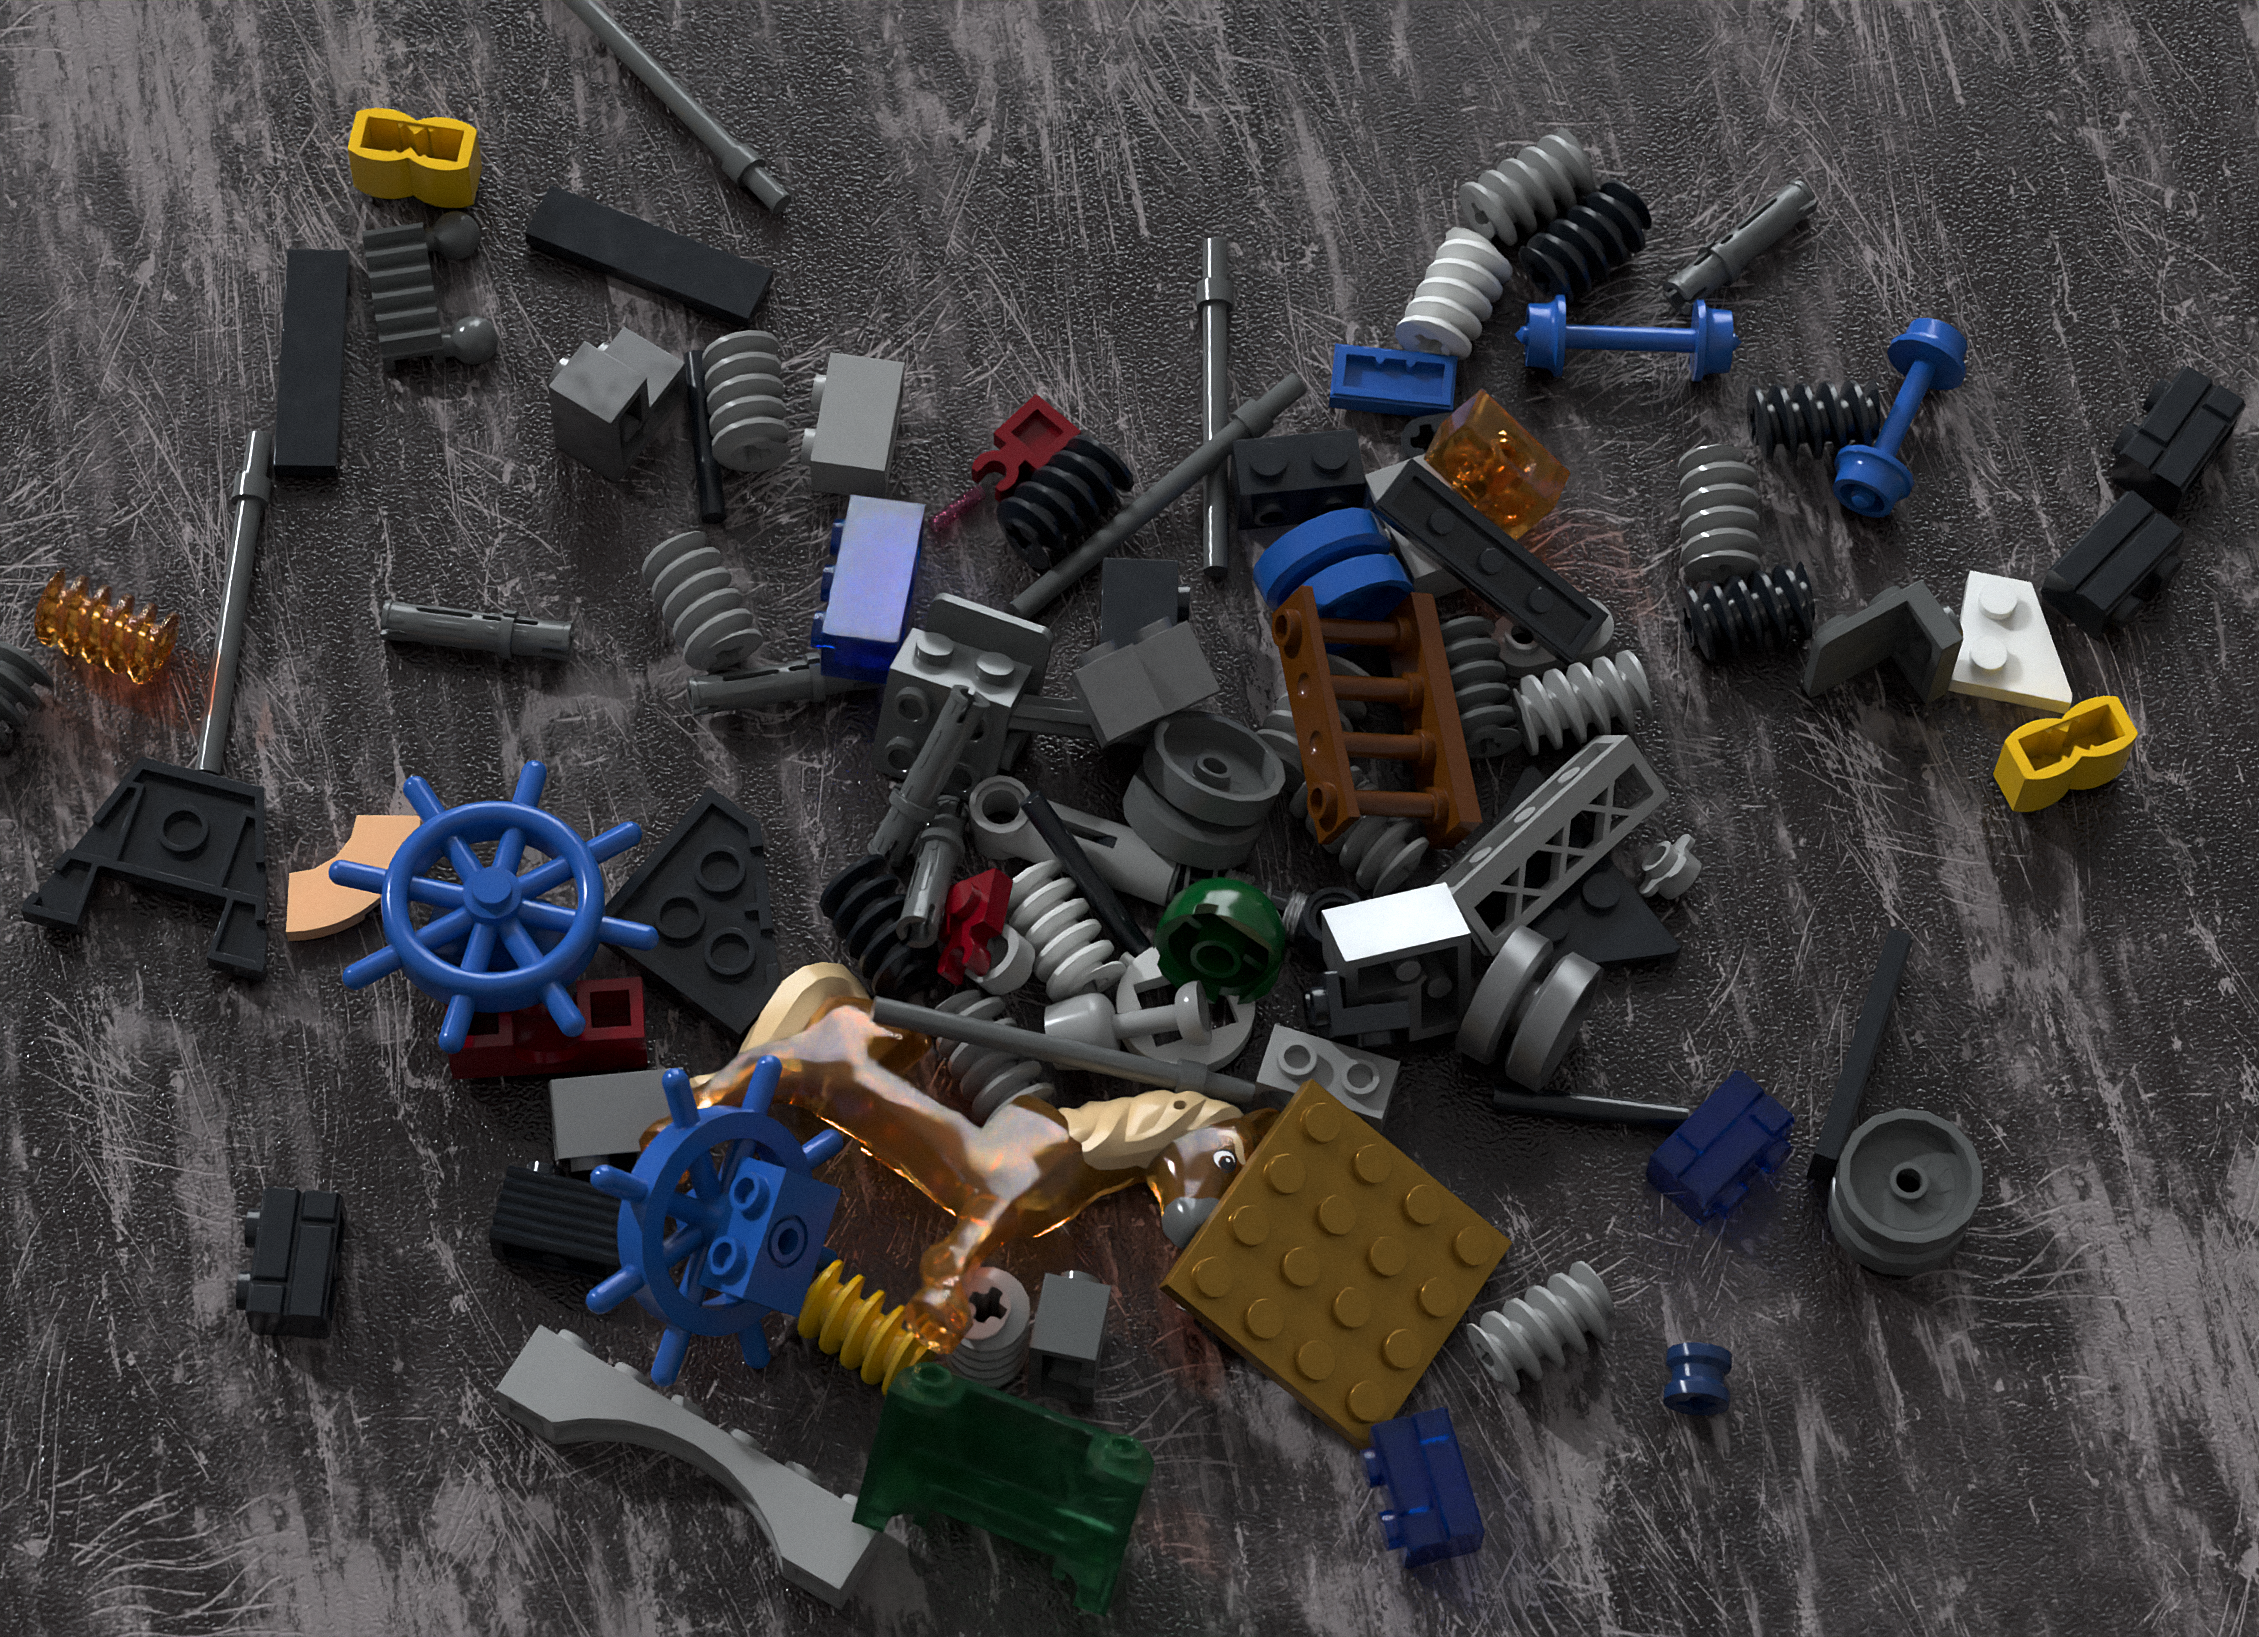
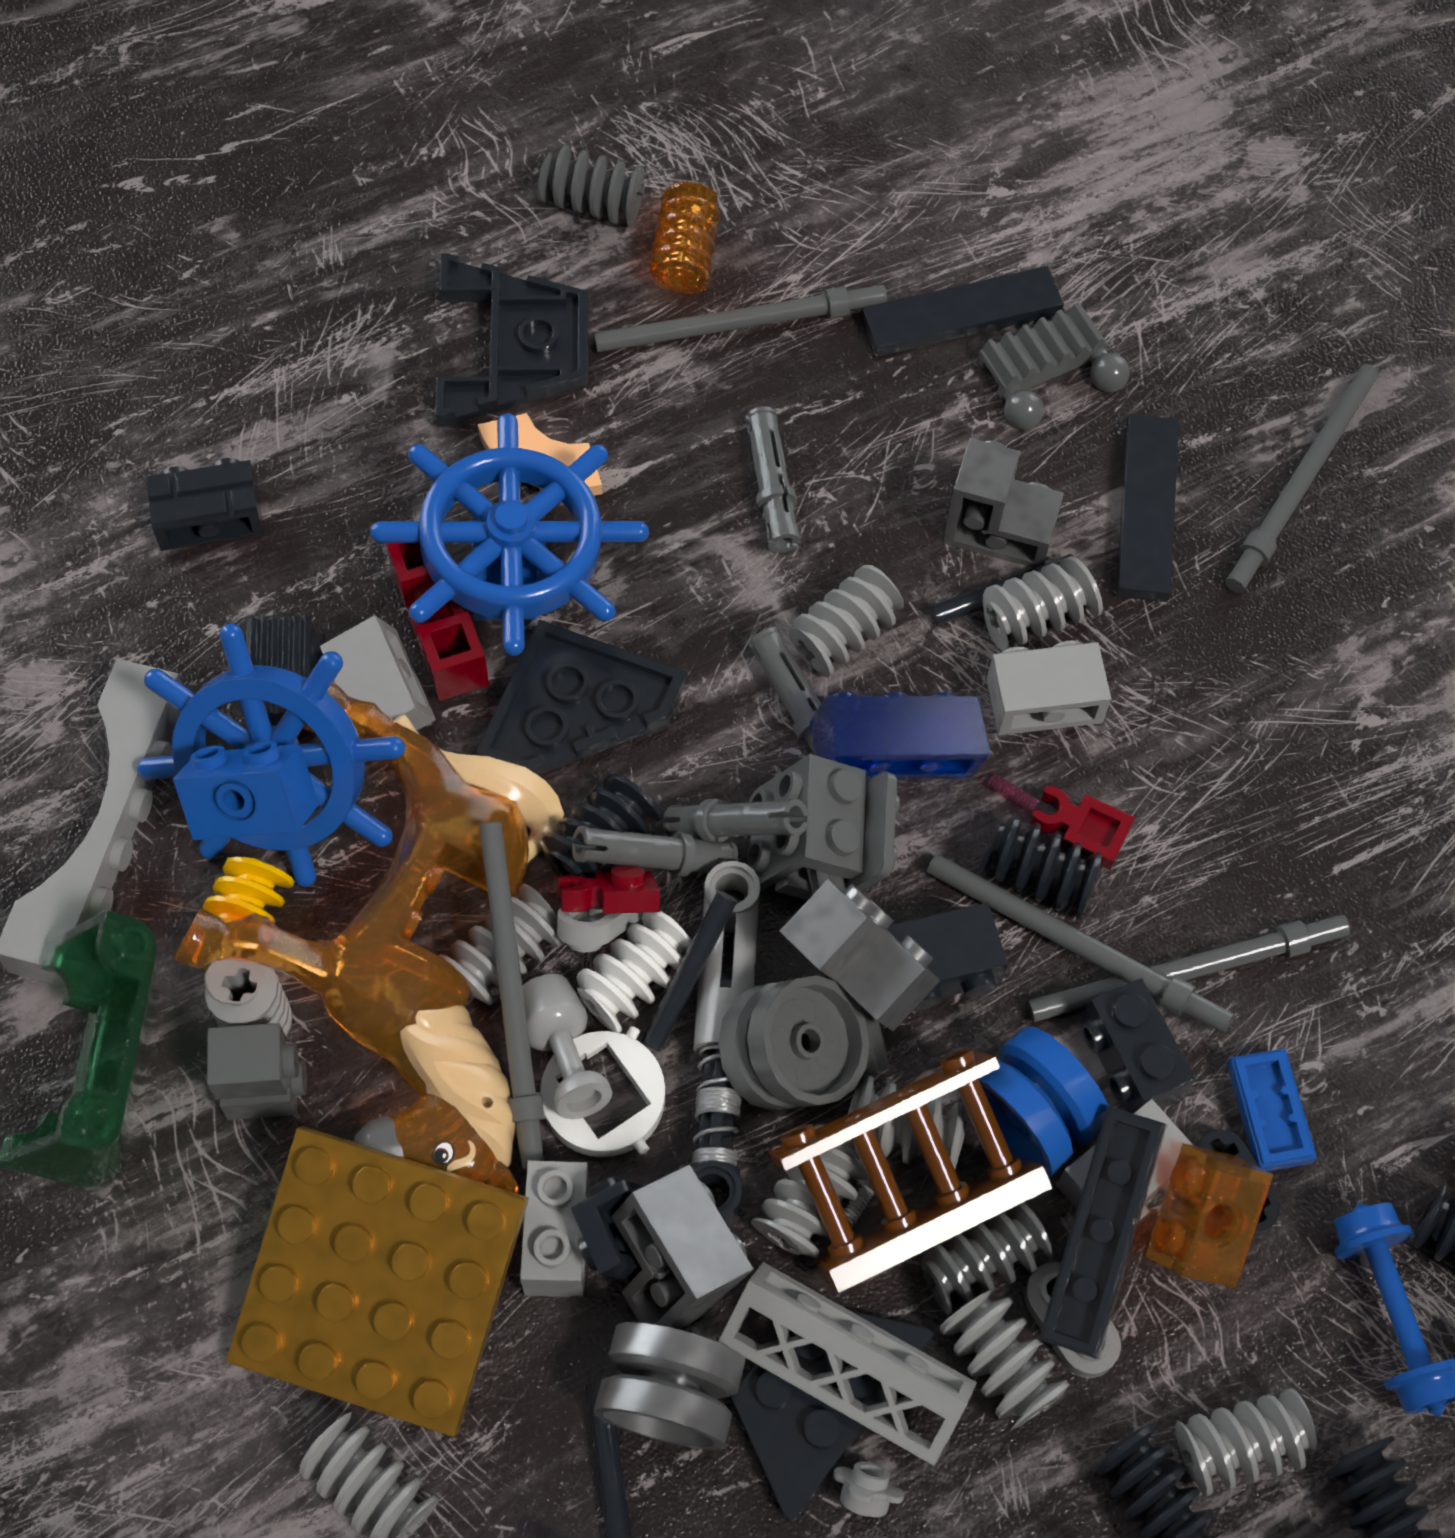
camera: 75 degrees right, 0 degrees up
(422, 158) = (1155, 316): yellow brick -> none
(1224, 938) = (656, 1094): dark green cylinder -> none
(1423, 1488) = (192, 1416): clear blue brick -> none
(1454, 296) = (1375, 1137): white piece -> none

